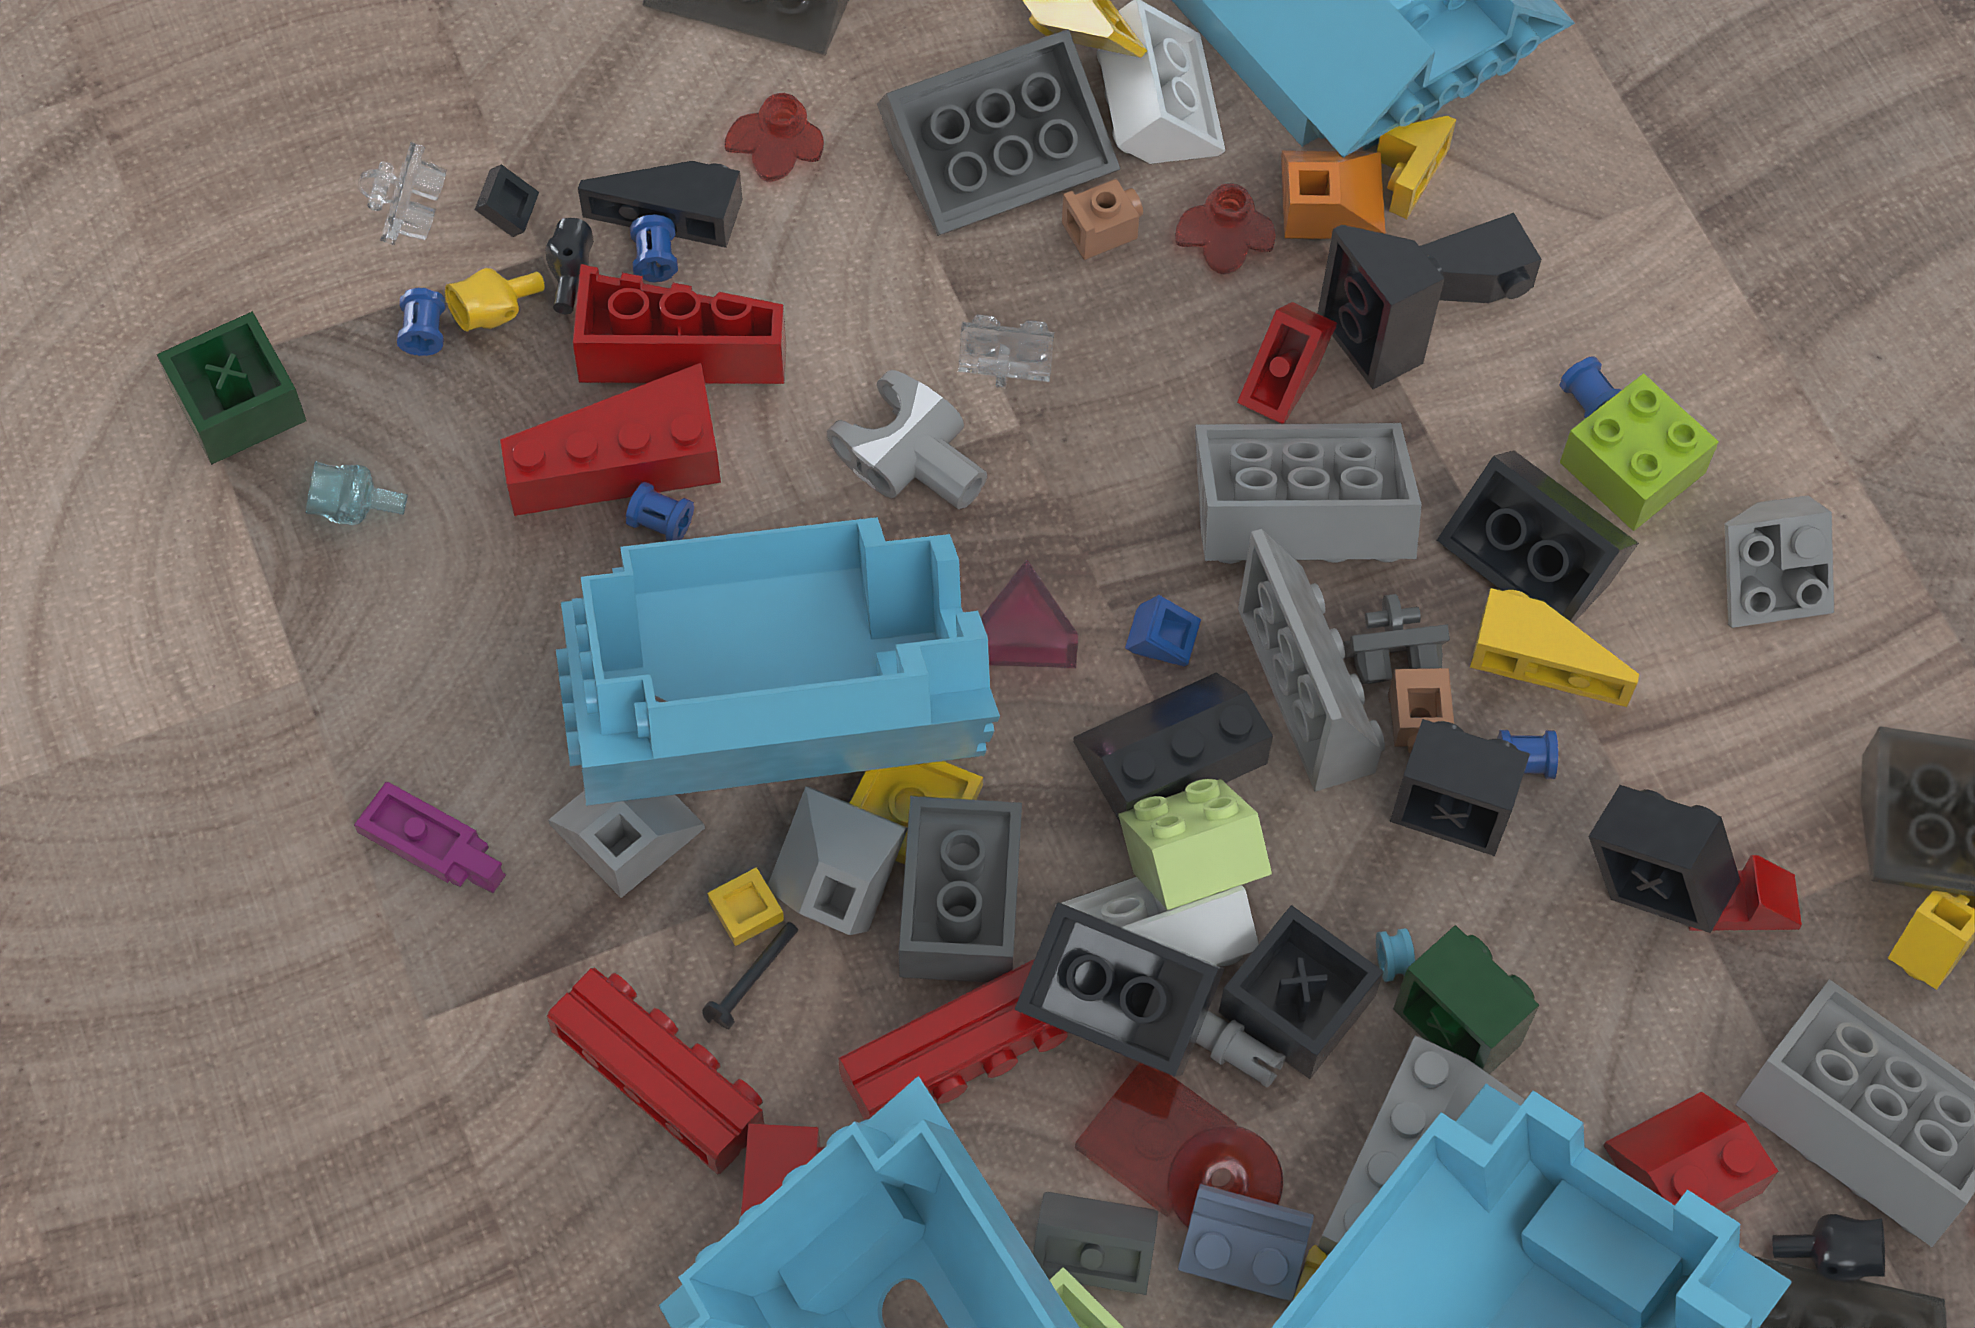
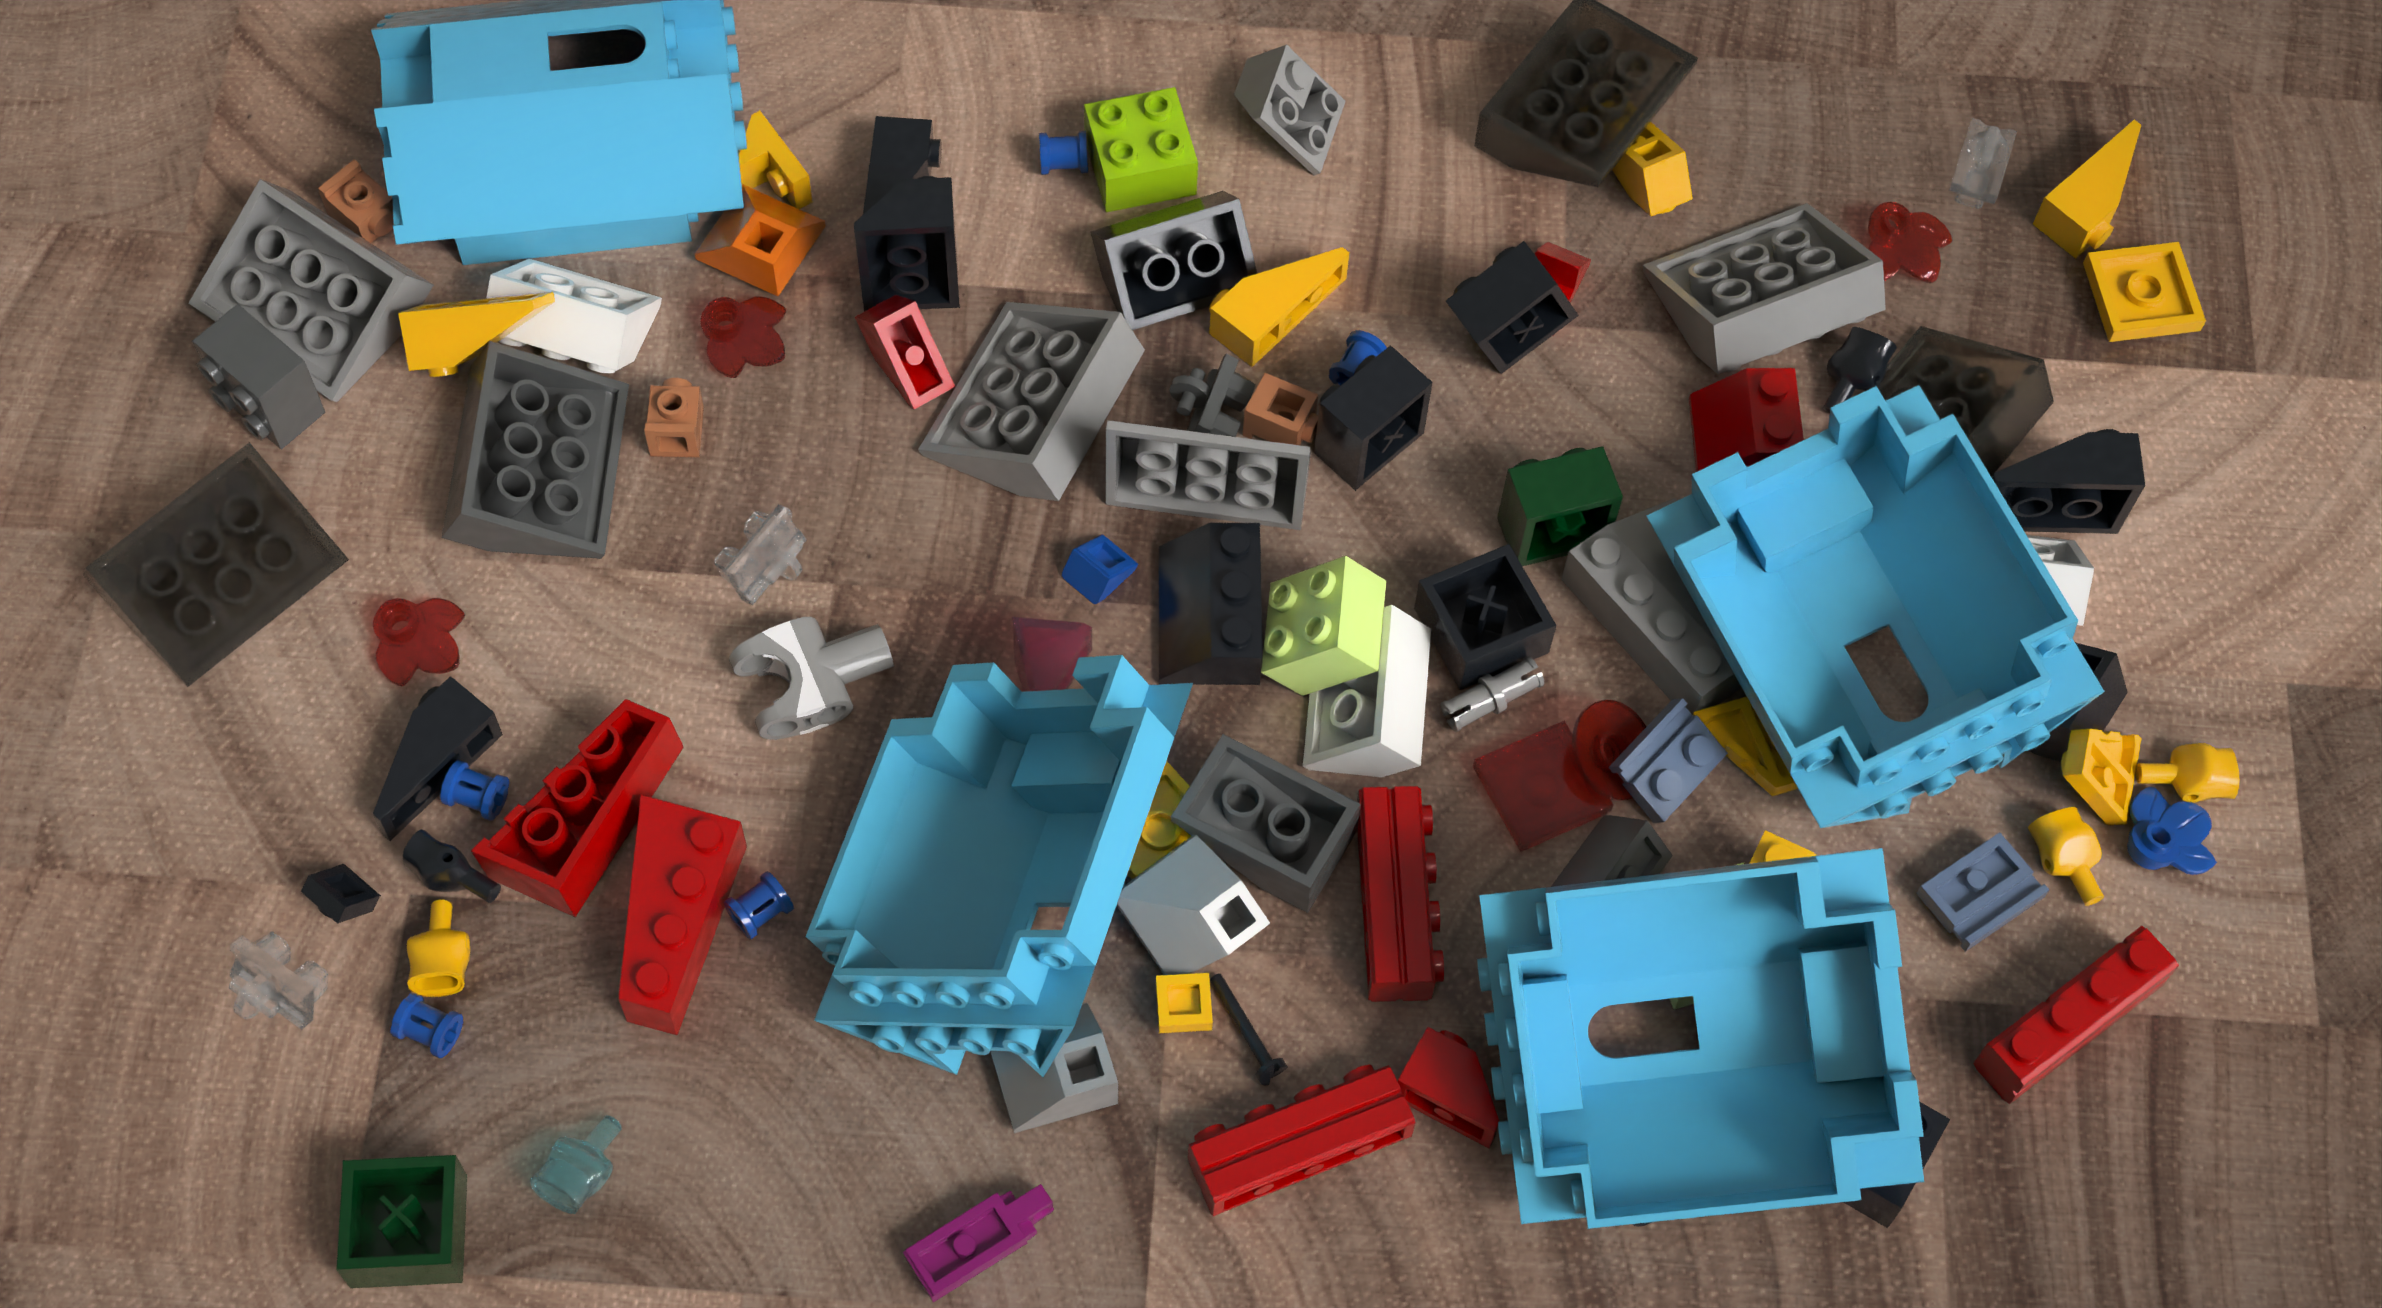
camera: 65 degrees left, 0 degrees up
(1119, 989) = (1435, 734): black slope -> none
(1394, 953) = (1478, 536): medium azure bush -> none

